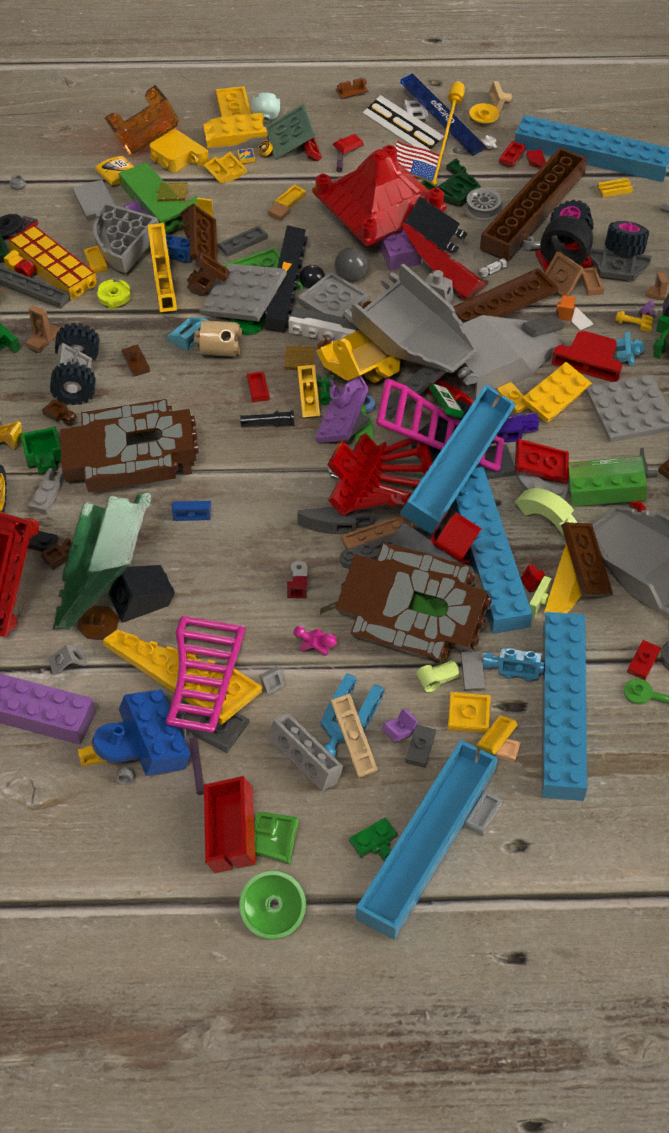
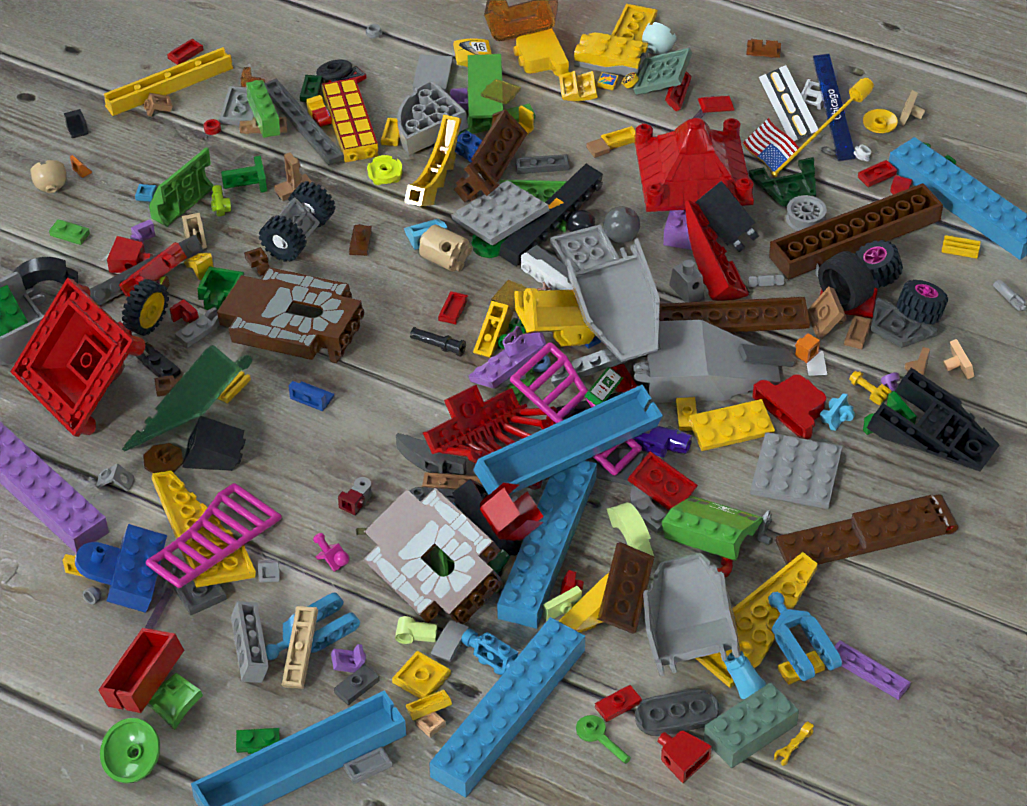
camera: 30 degrees right, 5 degrees down
(25, 481) = (183, 310): none -> red bracket

